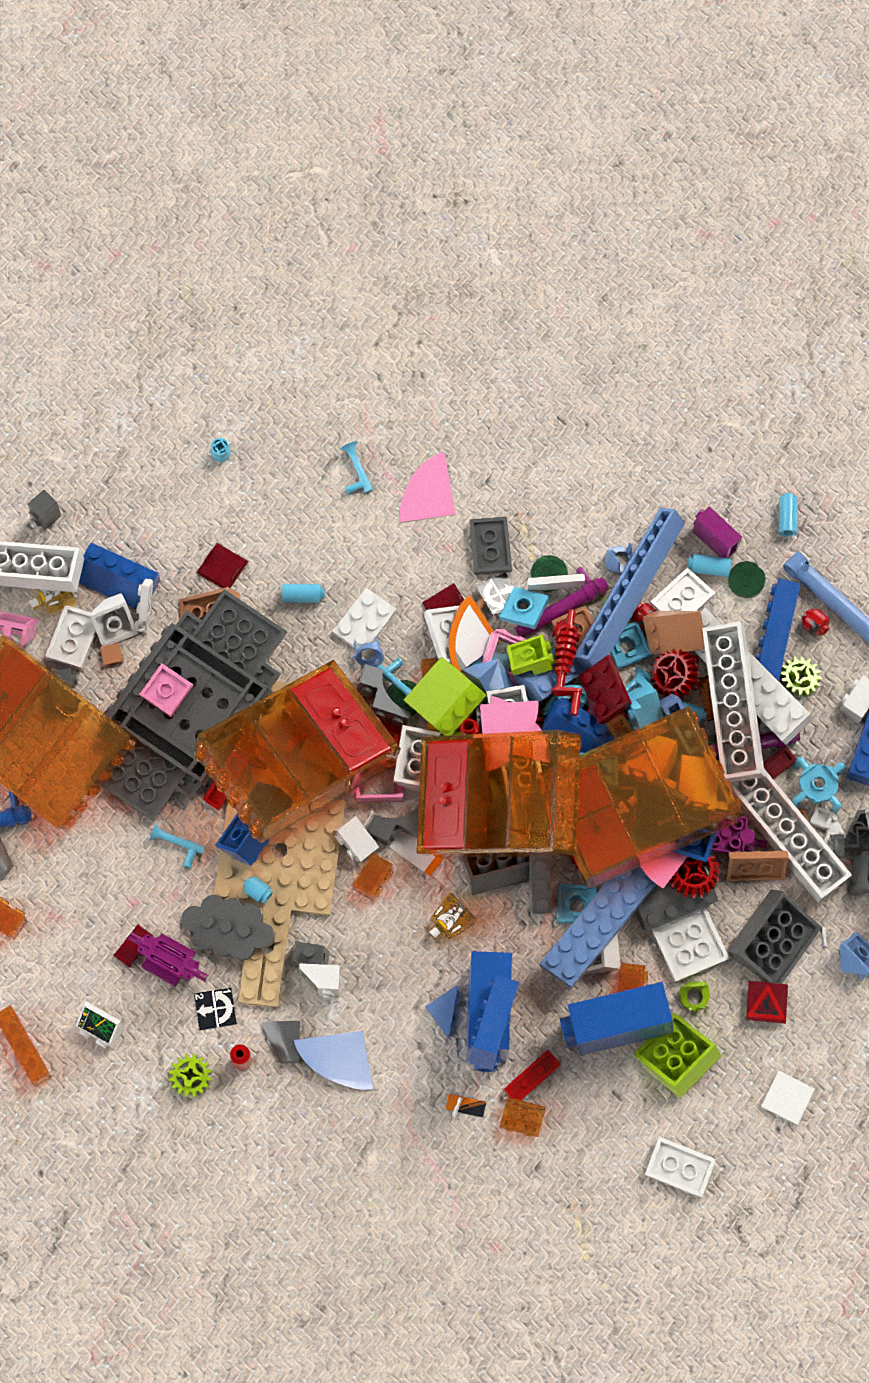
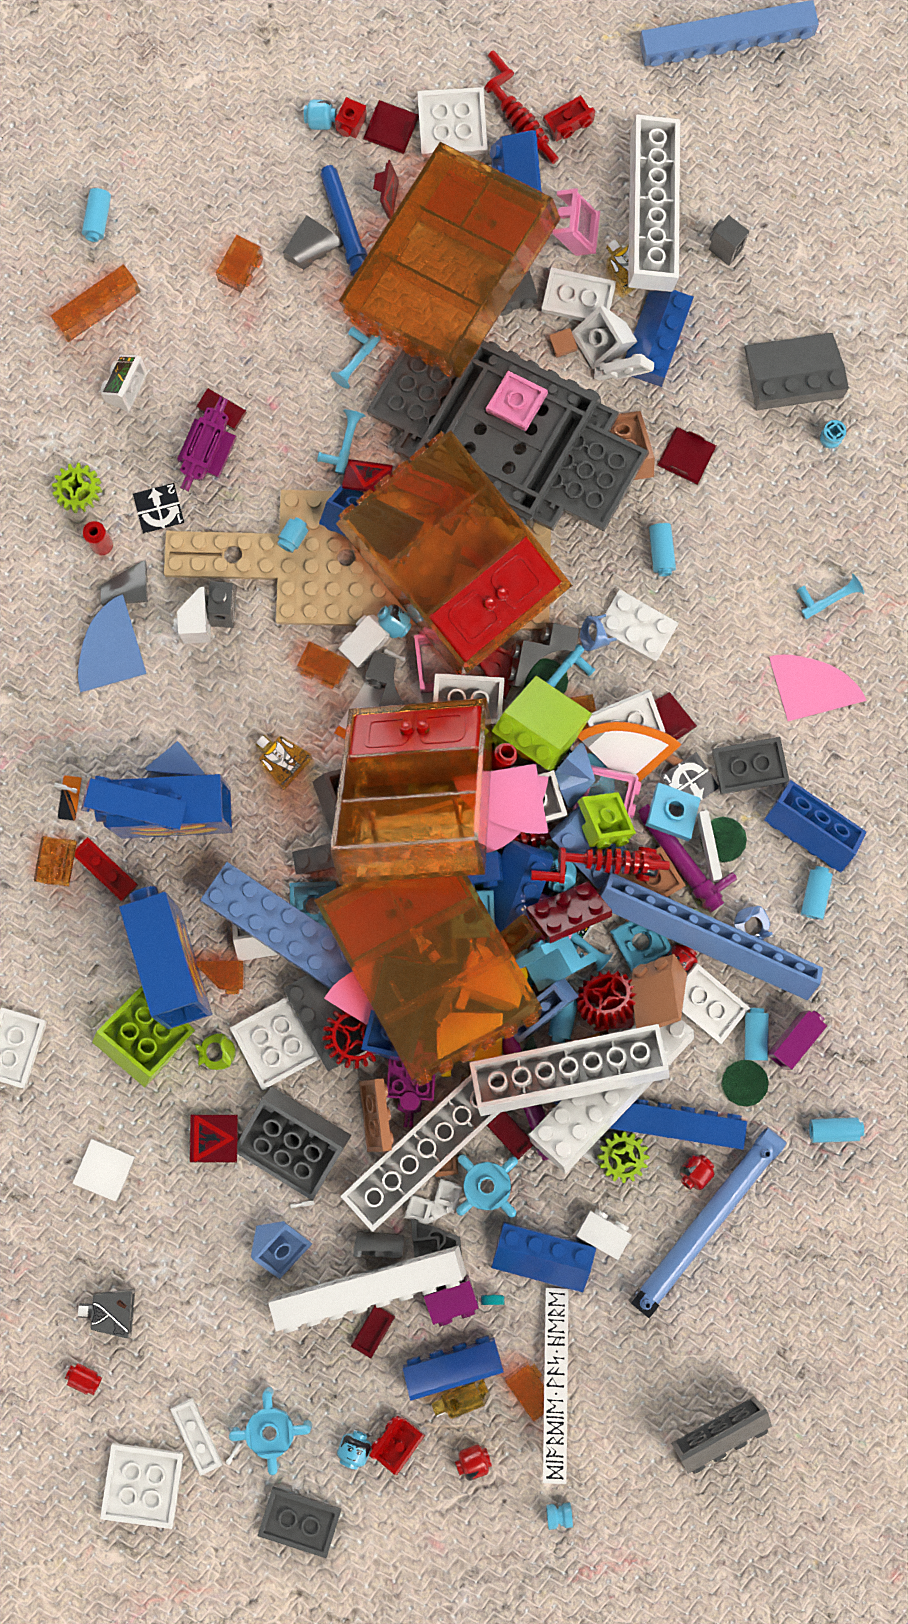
camera: 85 degrees right, 10 degrees up
(90, 814) = (369, 343): none -> medium azure piece
(161, 472) = (796, 371): none -> dark grey slope
(211, 825) = (364, 475): none -> dark red piece
(228, 927) = (248, 508): dark grey plate -> none
(342, 811) = (394, 620): none -> medium azure head
(545, 501) = (815, 826): none -> blue slope
(599, 506) = (817, 893): none -> medium azure brick
(838, 845) = (411, 1215): dark grey pin -> none

